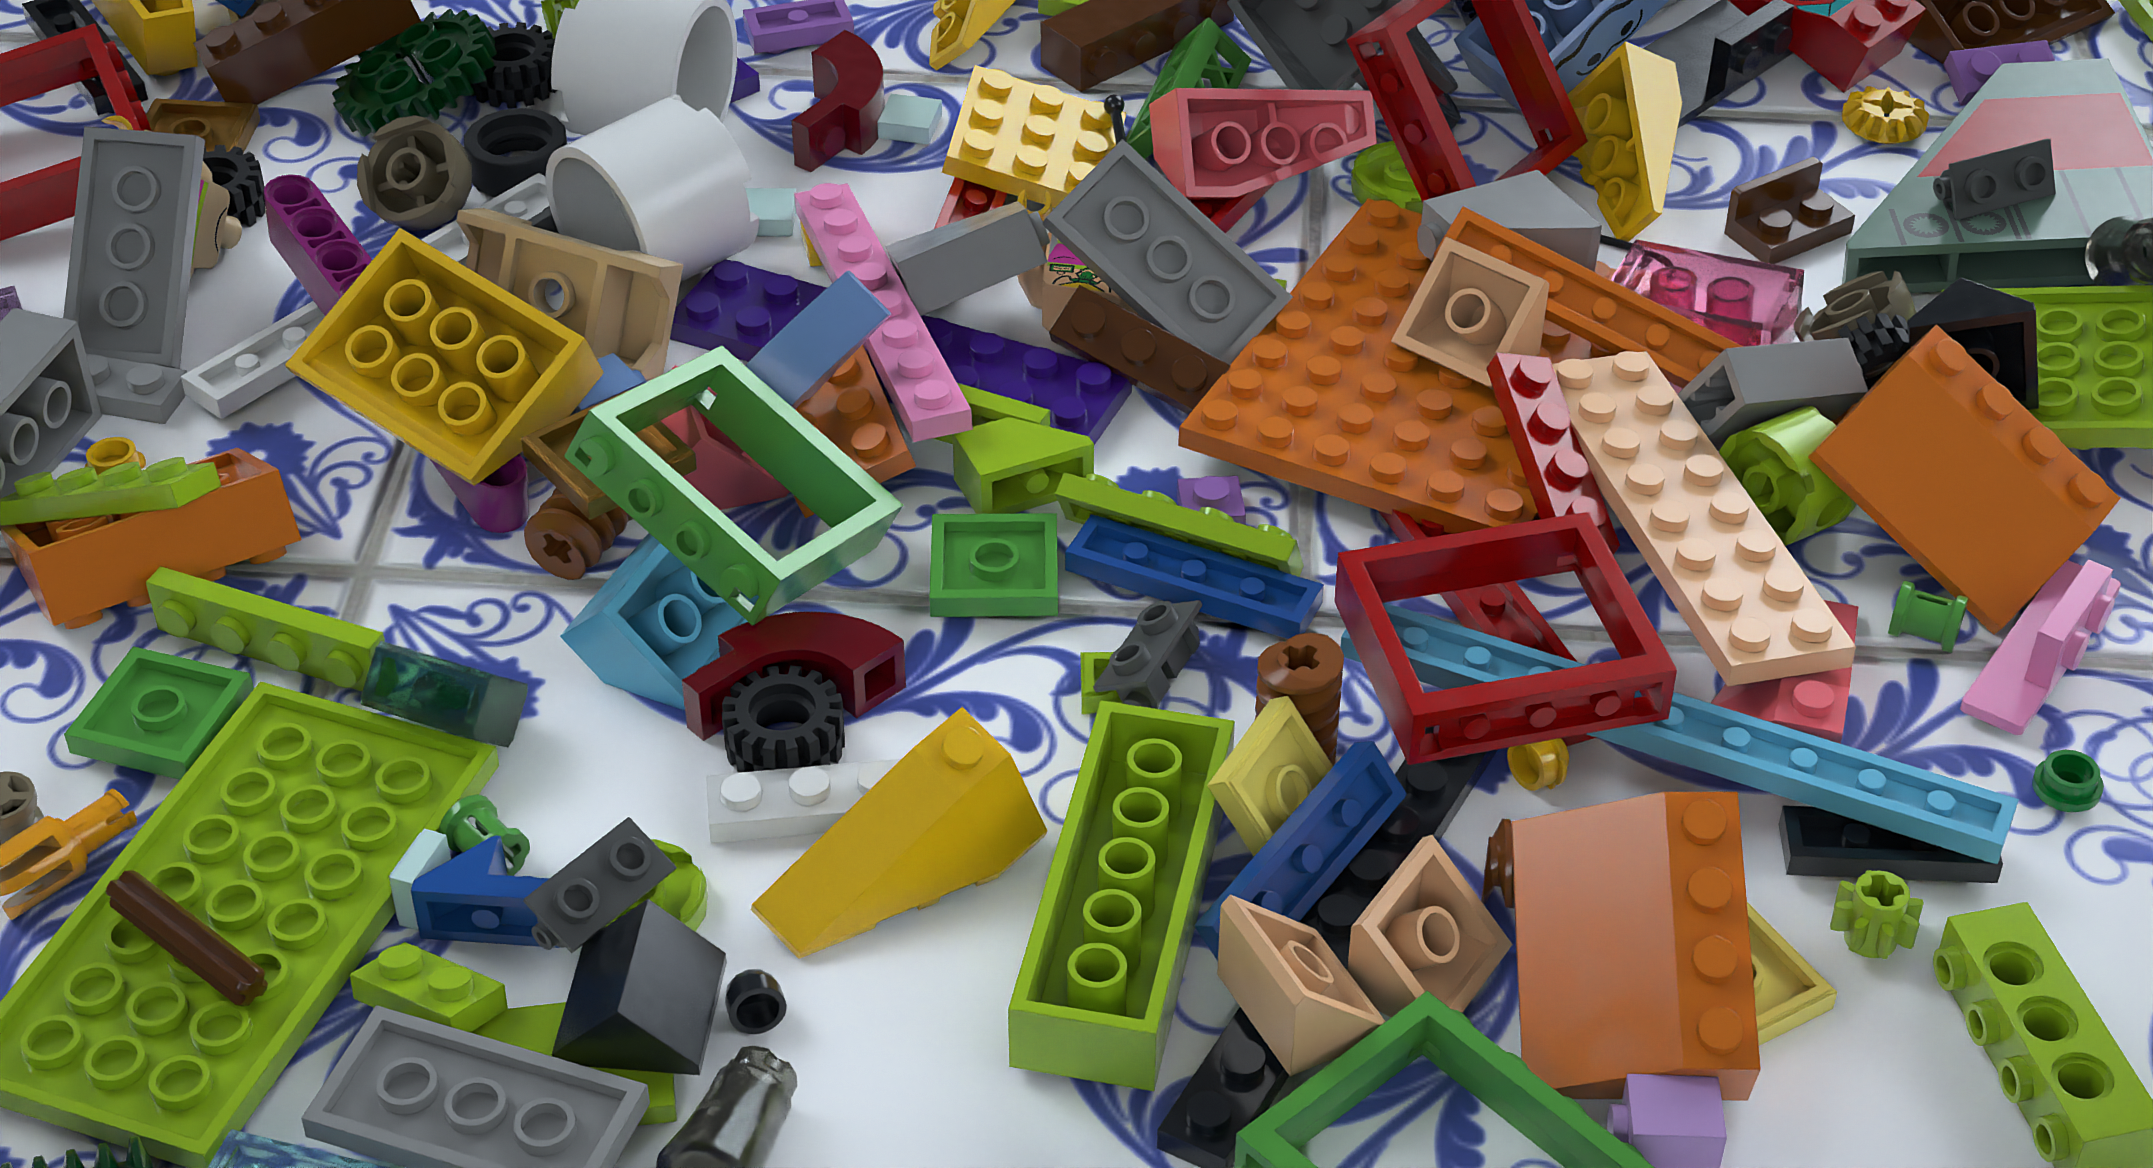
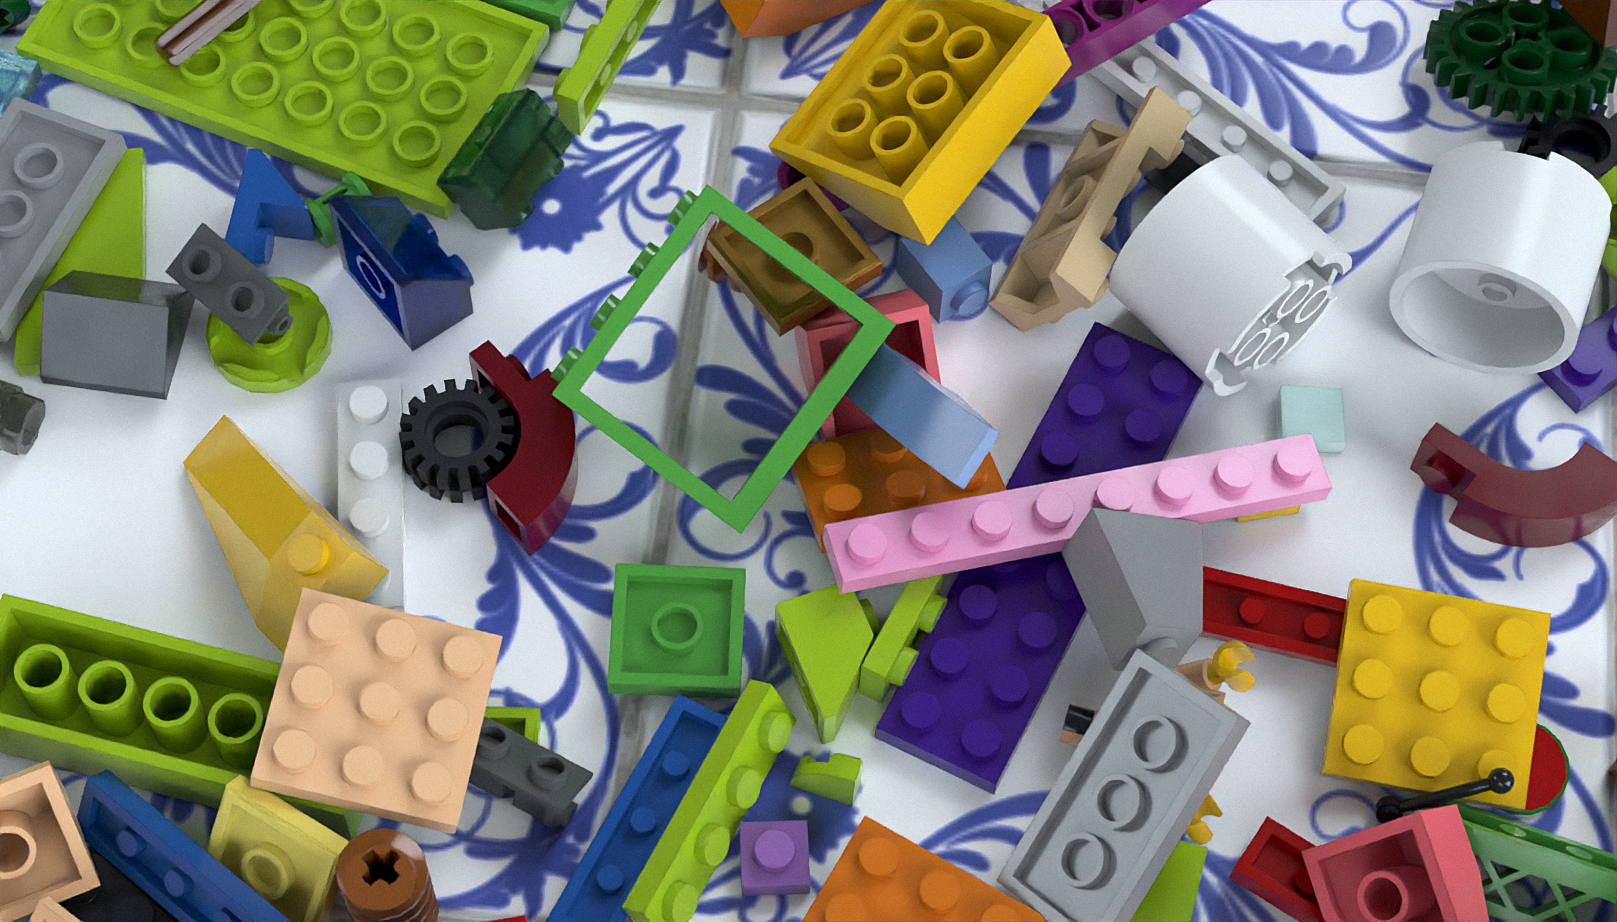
camera: 90 degrees right, 20 degrees up
(415, 174) = (1309, 72): dark tan cylinder -> none
(425, 854) = (297, 163): light aqua tile -> none
(428, 988) = (164, 181): lime plate -> none
(508, 132) = (1395, 131): black tyre -> none
(580, 771) = (401, 266): none -> clear blue slope
(651, 625) = (659, 365): medium azure slope -> none
(755, 1002) = (126, 422): black hinge -> none
(909, 118) = (1512, 568): light aqua tile -> none
(1127, 695) = (377, 711): none -> light nougat plate
(1136, 350) = (1012, 784): reddish brown plate -> none
(1138, 457) = (835, 779): none -> lime tile

